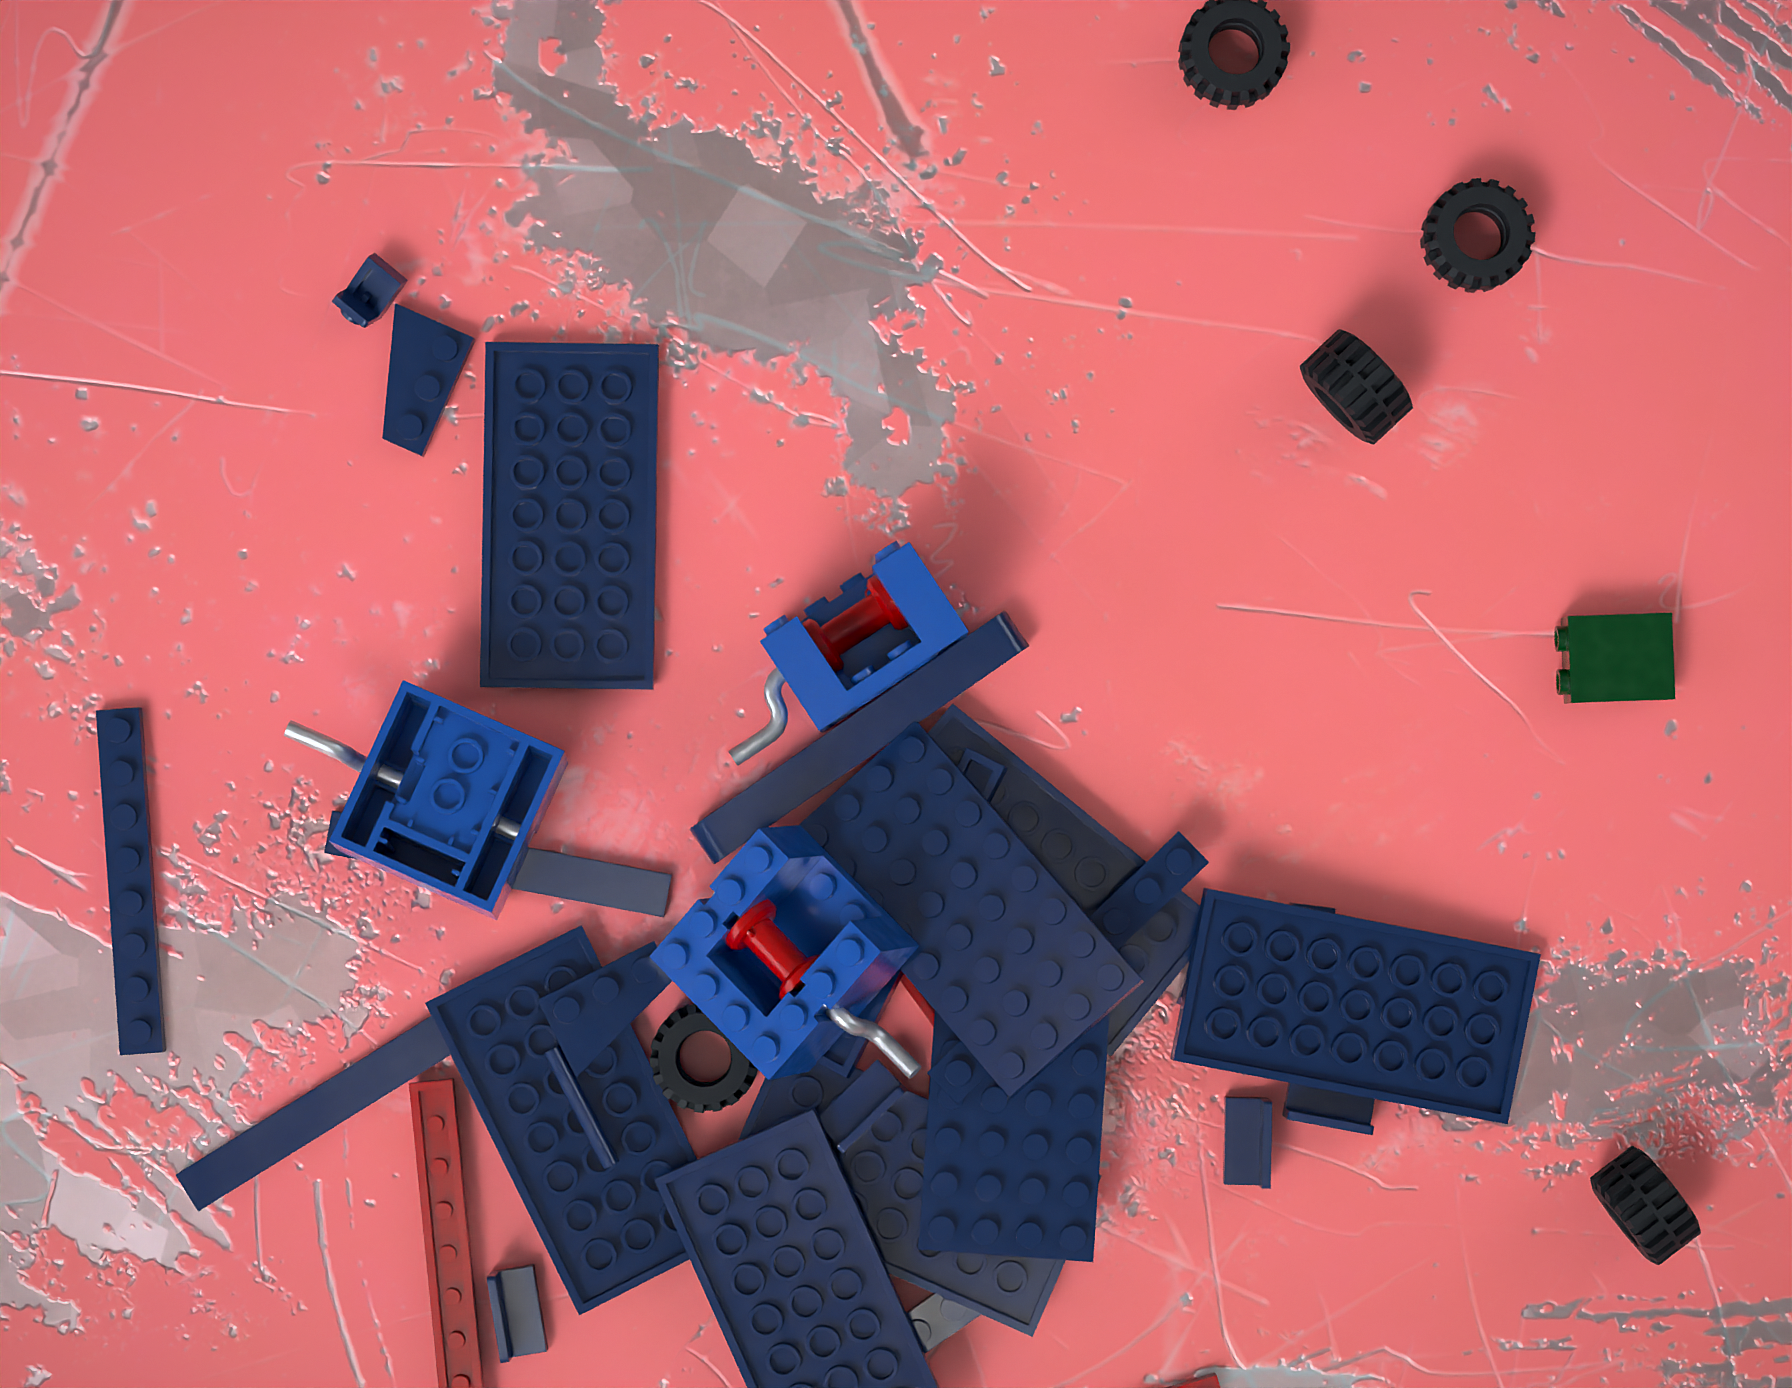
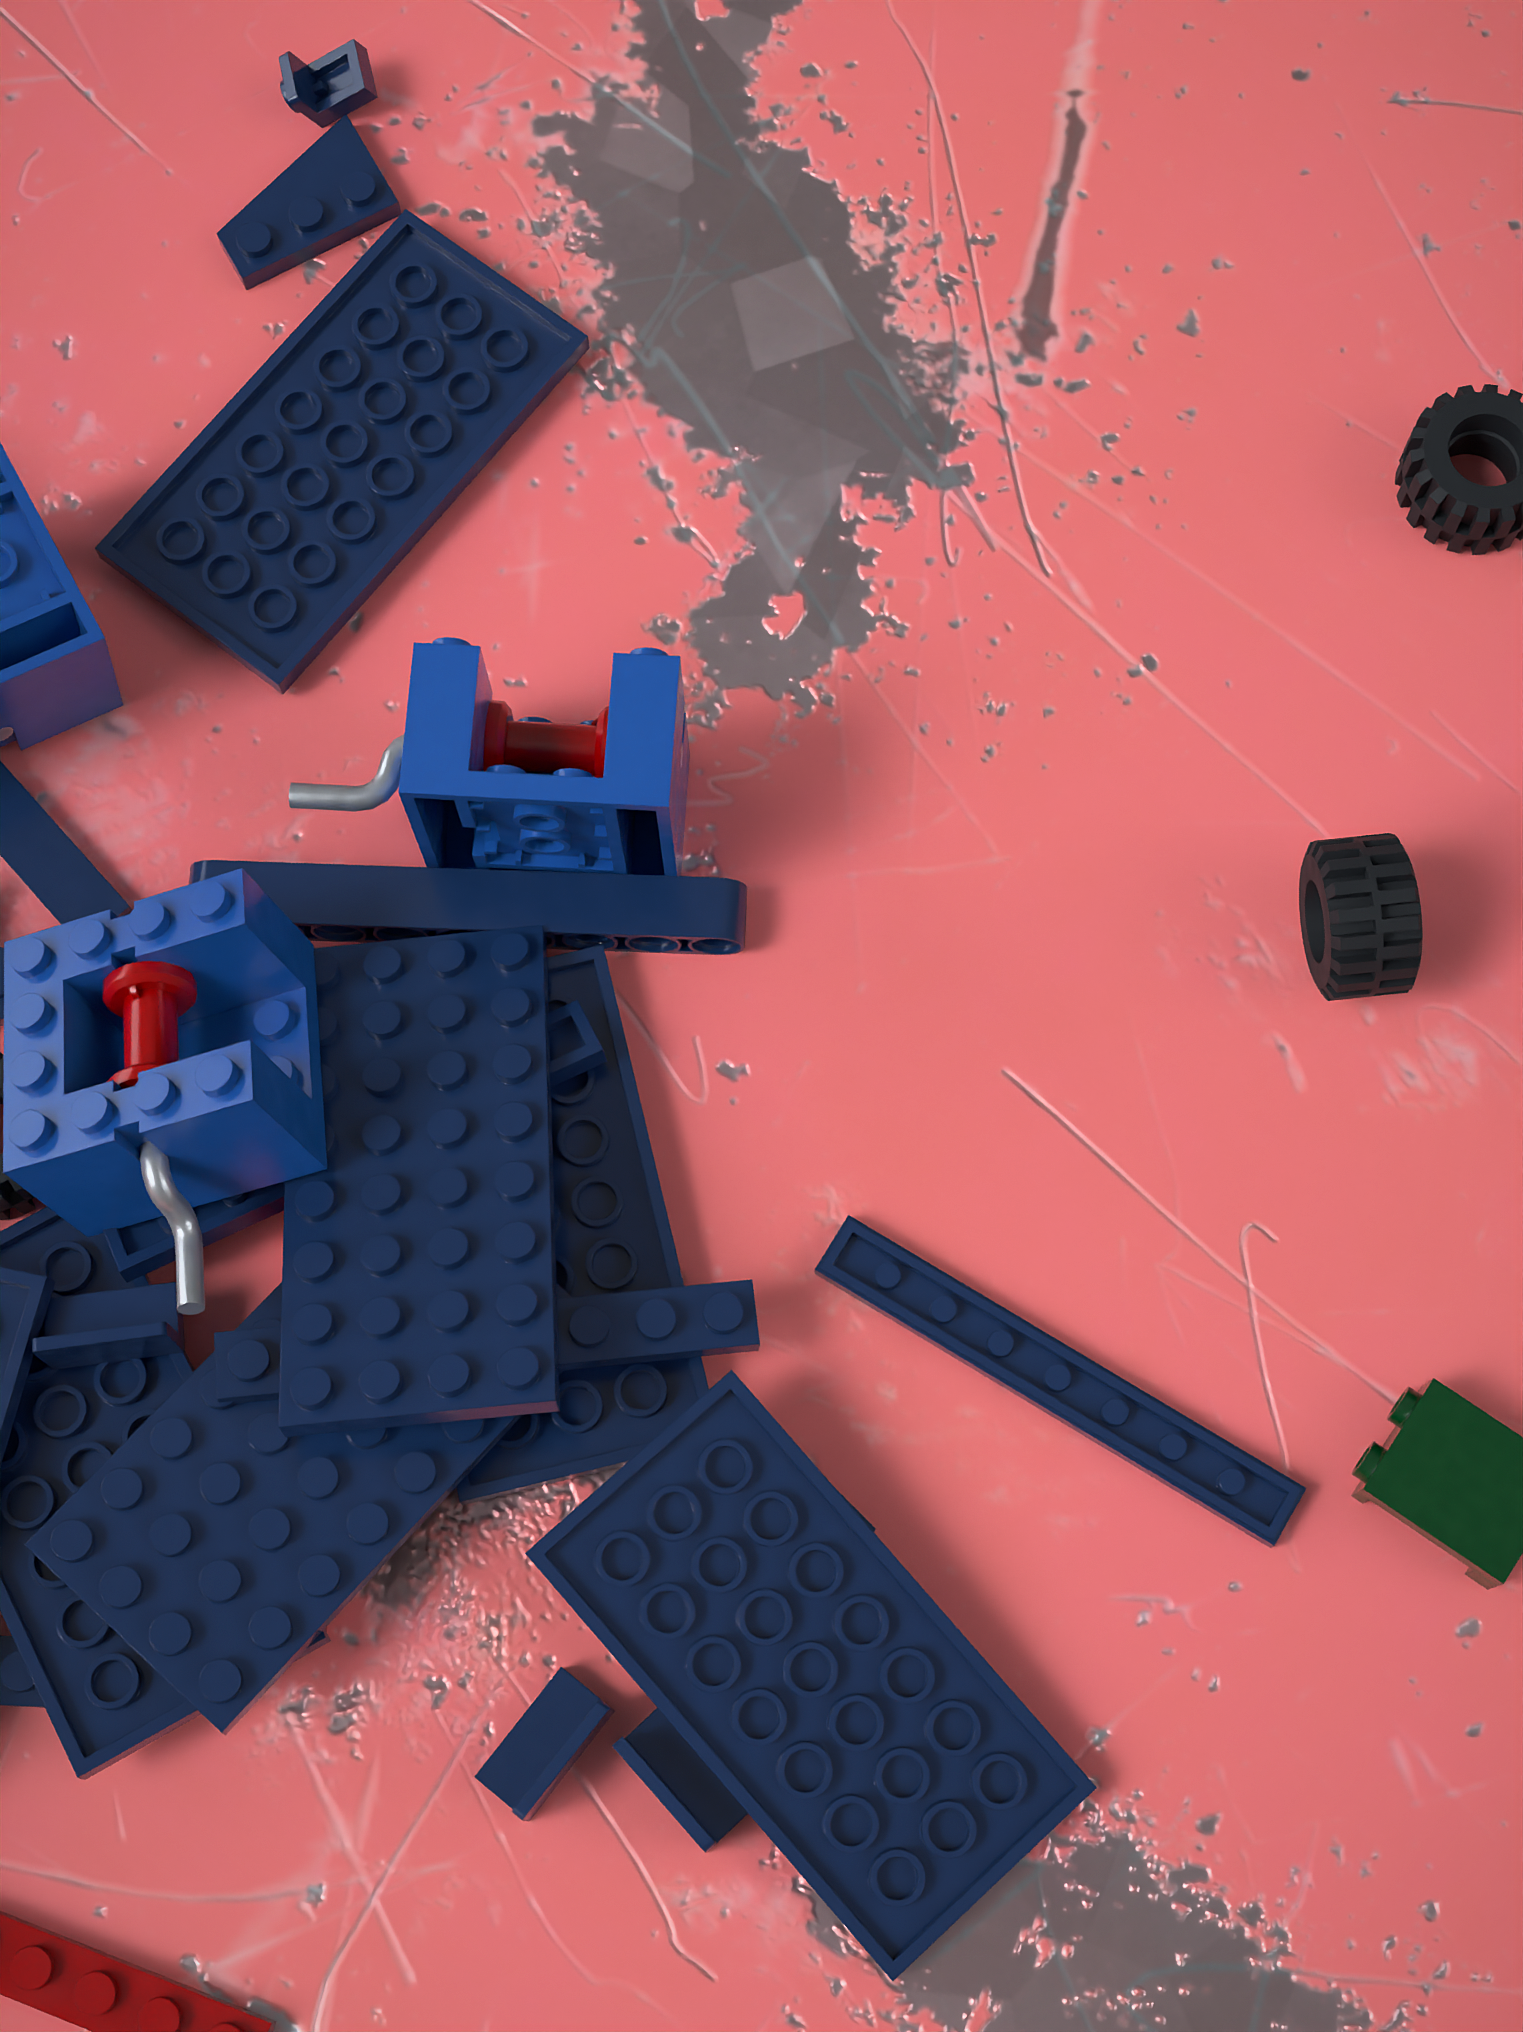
camera: 40 degrees right, 15 degrees down
(1369, 756) = (1061, 1381): none -> dark blue tile

